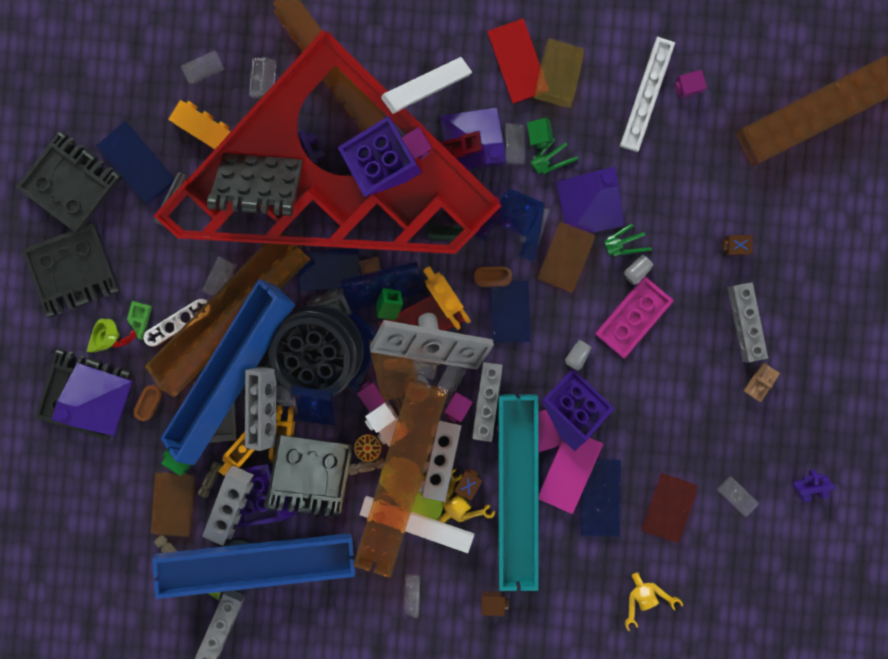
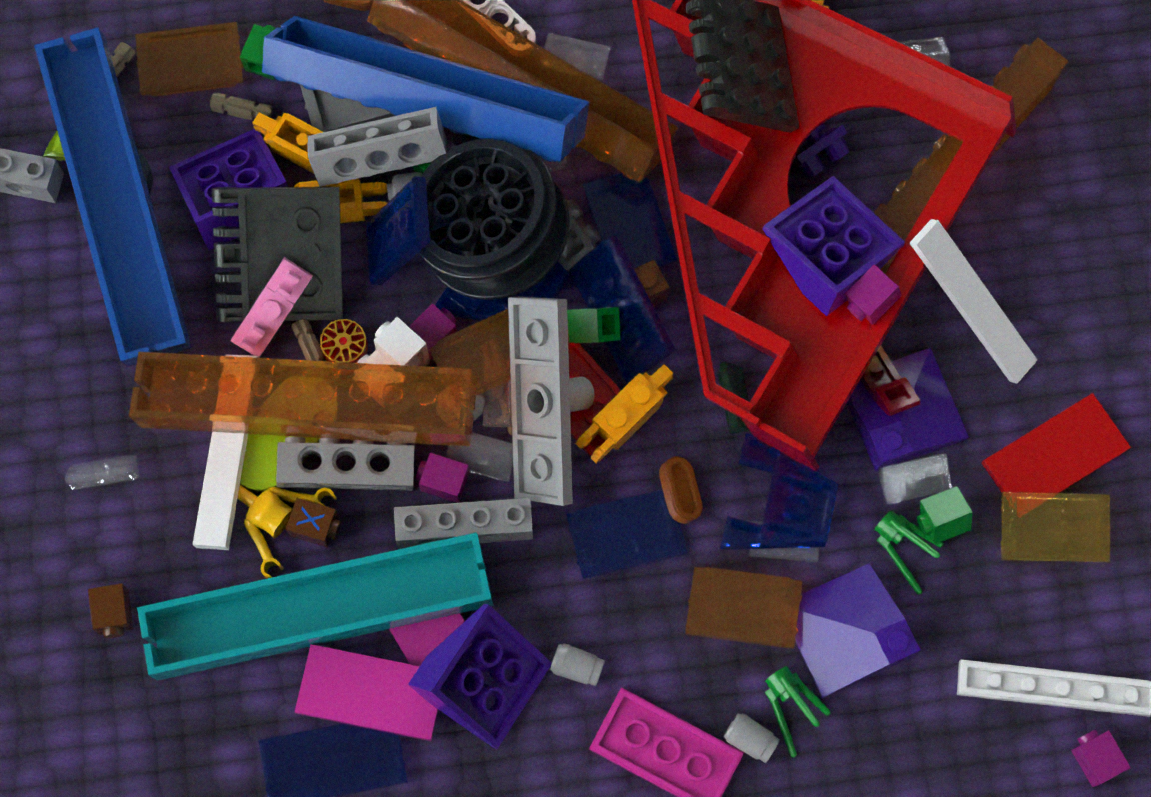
camera: 75 degrees right, 15 degrees down
(216, 529) = (204, 138): light grey brick -> none
(339, 484) = (271, 307): none -> bright pink plate

